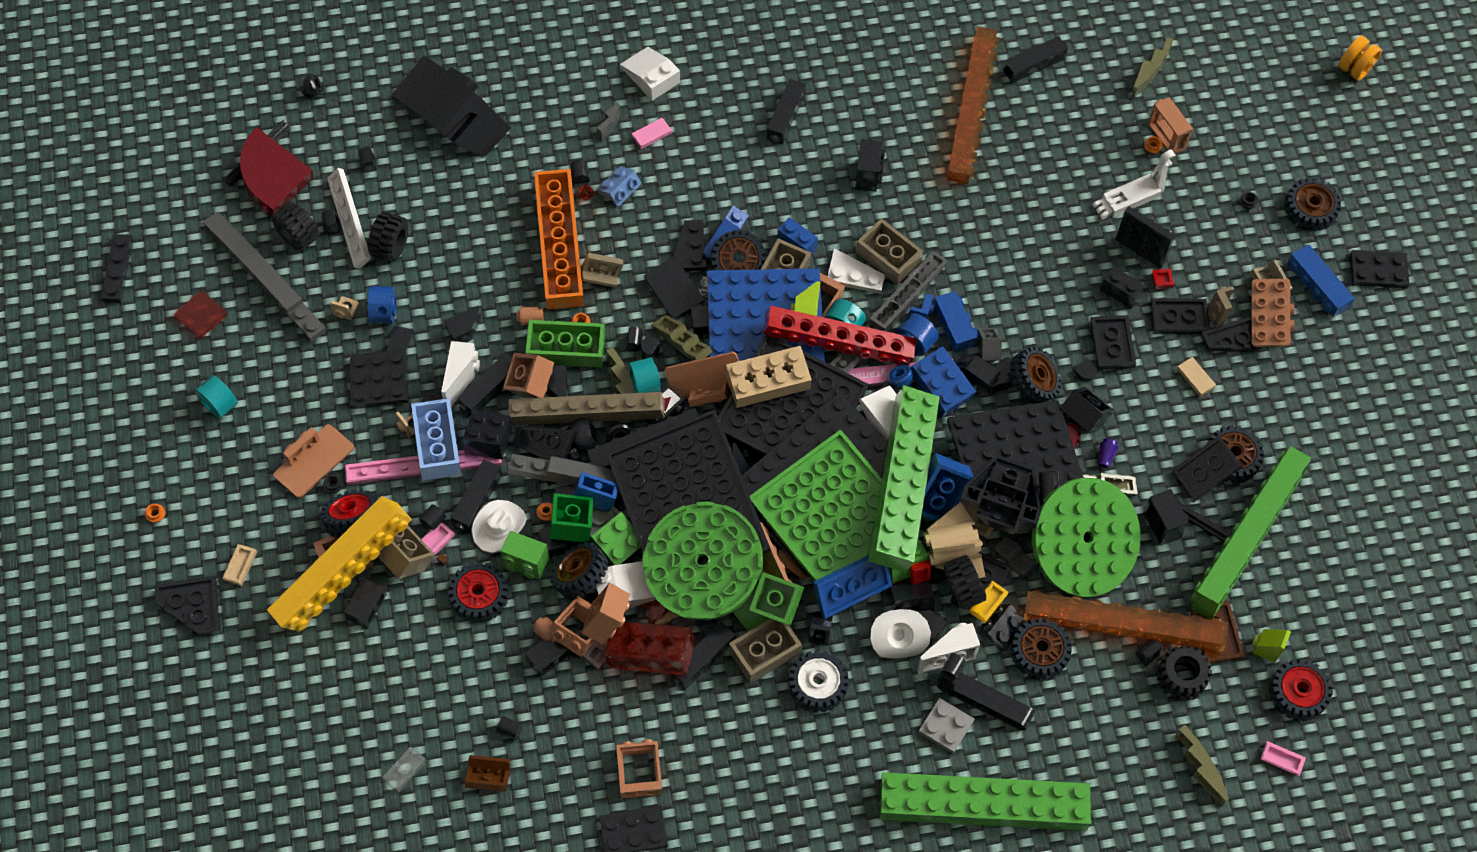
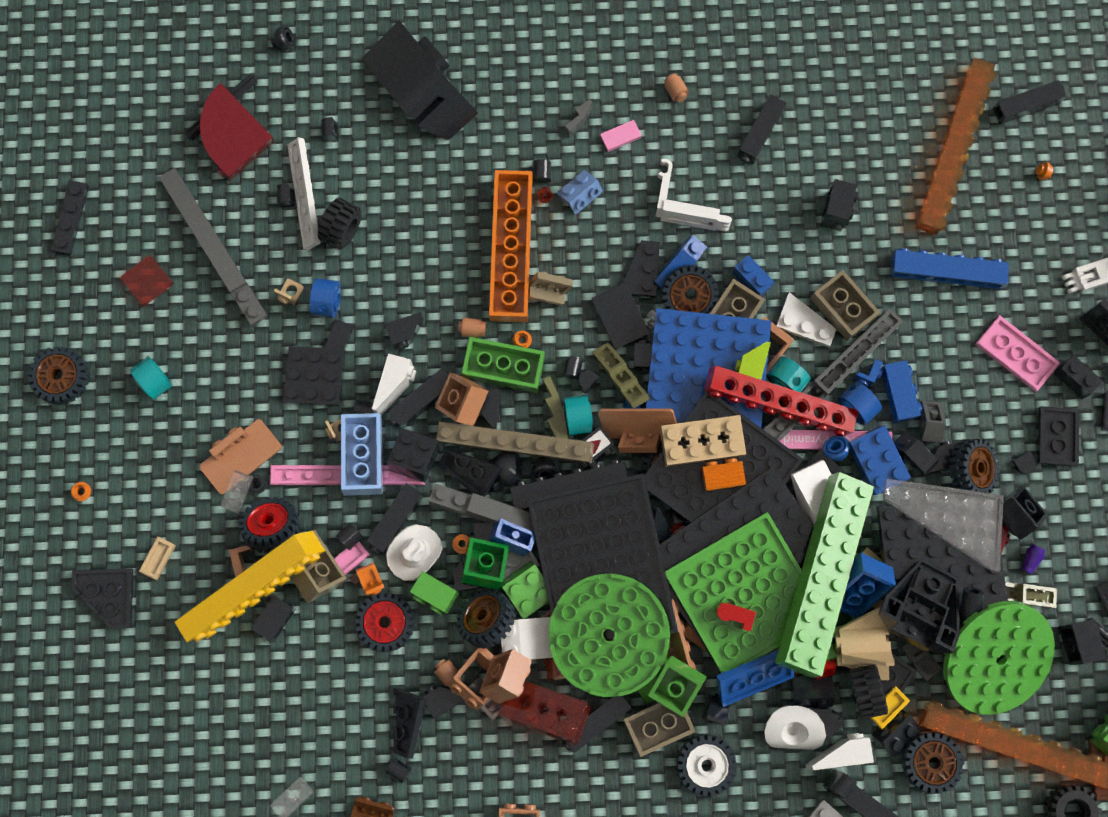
camera: 10 degrees right, 15 degrees up
(125, 422) = (46, 368): none -> wheel
(295, 226) = (248, 199): black tyre -> none
(314, 490) = (236, 491): none -> clear plate
(457, 554) = (370, 579): none -> orange bracket
(513, 677) = (409, 714): none -> black wing
(652, 72) = (629, 65): white slope -> none
(699, 85) = (676, 88): none -> nougat brick
(726, 190) = (687, 213): none -> white hinge
(793, 405) = (723, 475): none -> orange brick
(823, 523) = (732, 612): none -> red leg
(984, 210) = (949, 269): none -> blue brick
(1029, 415) = (958, 516): none -> clear wing
(1059, 116) = (1044, 171): none -> orange plate
(1062, 276) = (1017, 353): none -> bright pink tile
(1149, 651) = (1040, 781): black brick -> none

